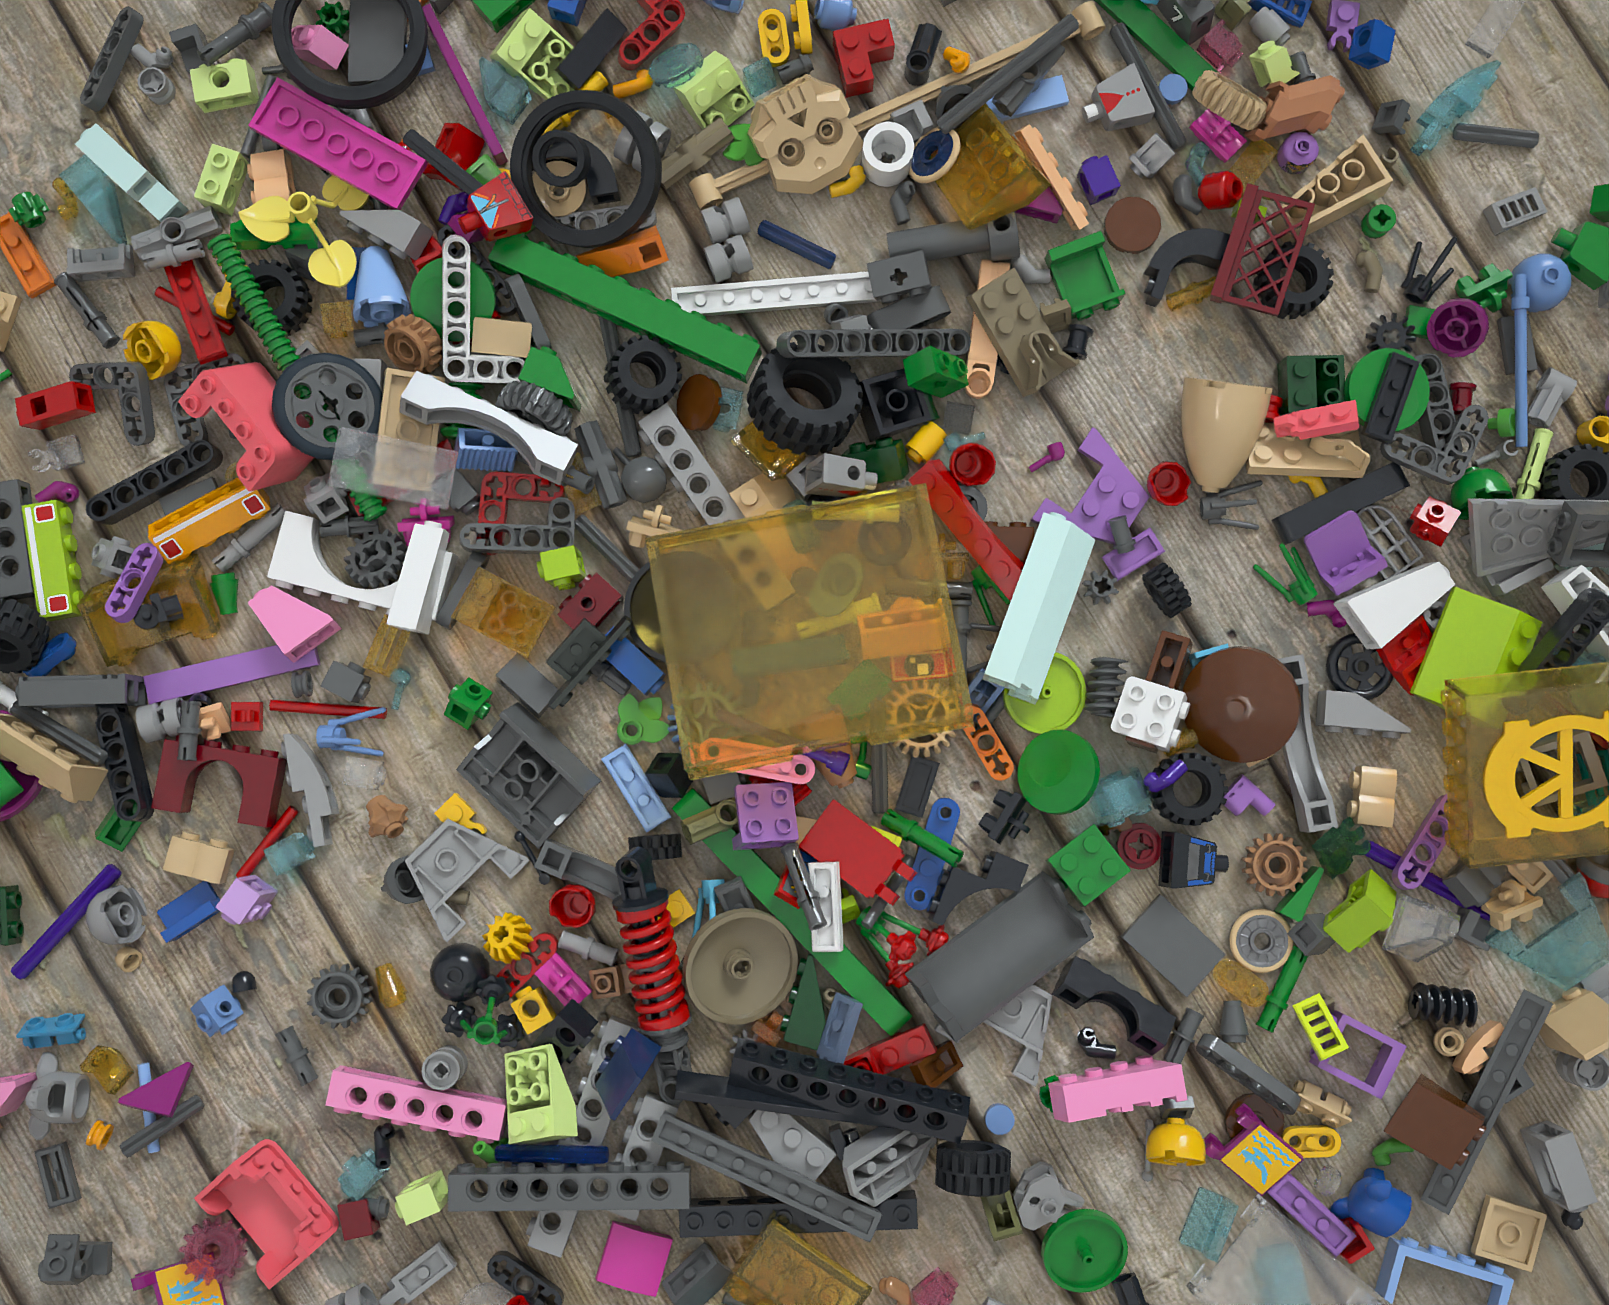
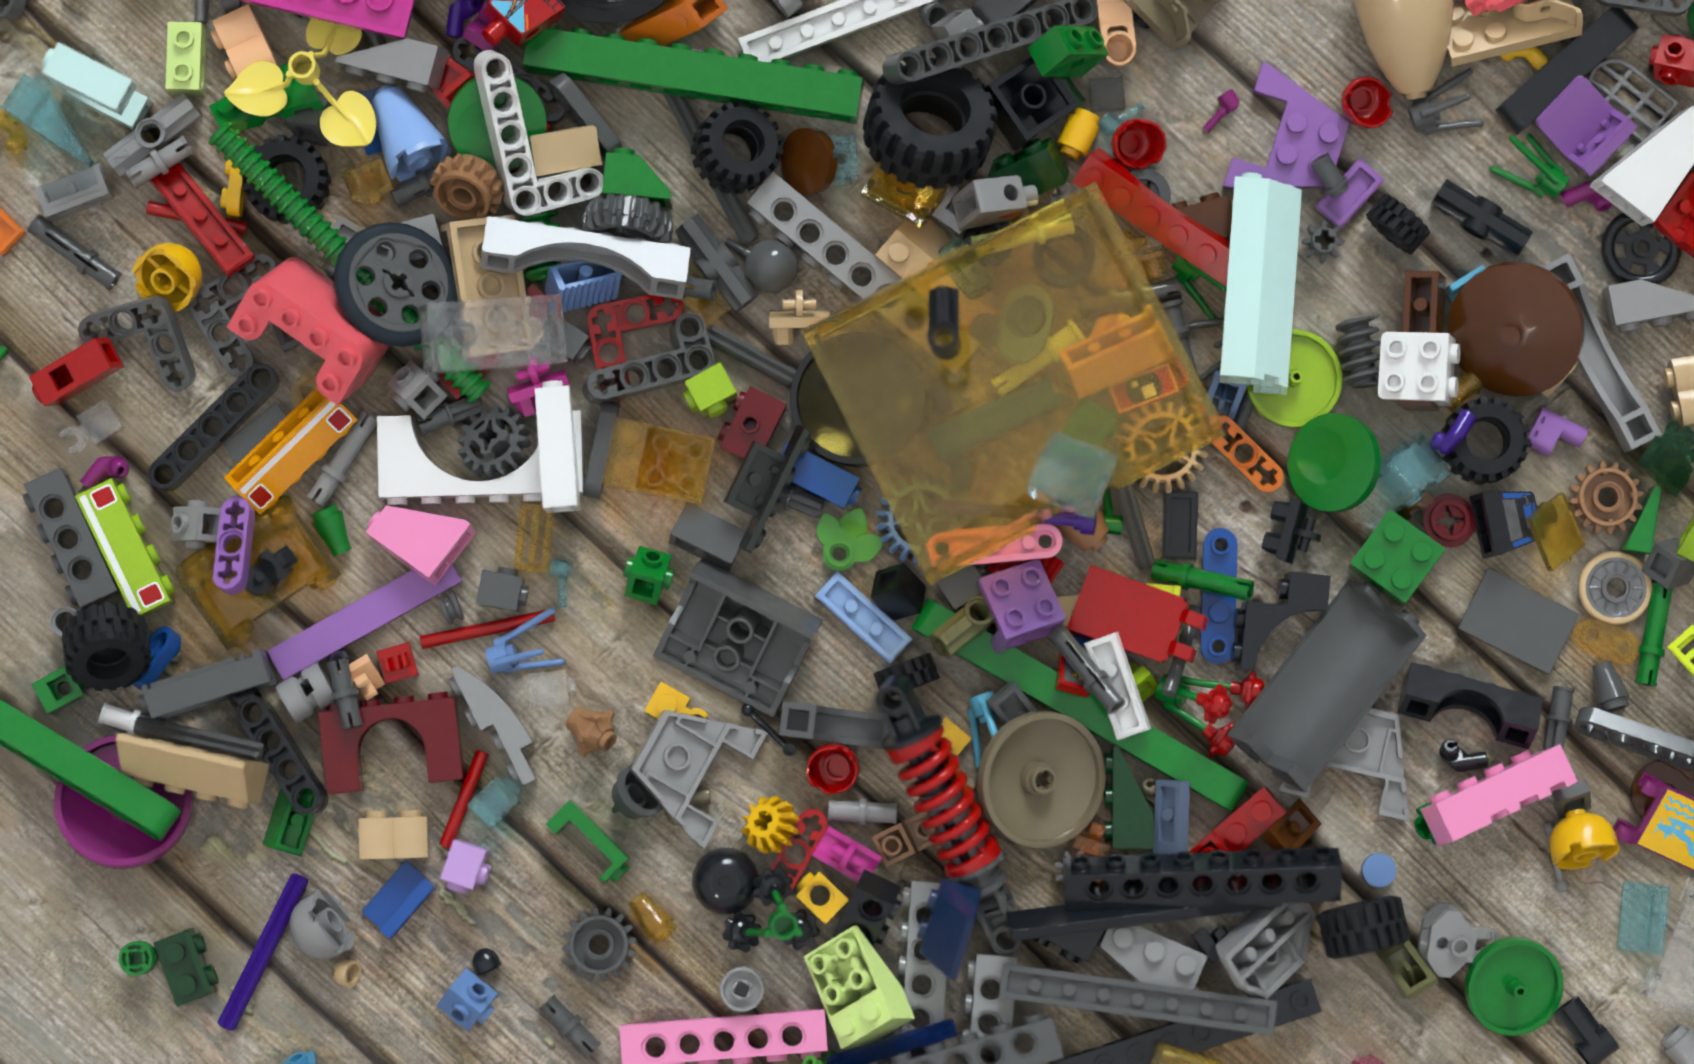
camera: 20 degrees left, 0 degrees up
(360, 905) = (574, 813): none -> green panel
(764, 562) = (944, 321): none -> black piece
(833, 723) = (1072, 474): none -> clear light blue slope
(1225, 881) = (1555, 531): none -> clear yellow piece
(1236, 604) = (1481, 218): none -> black piece

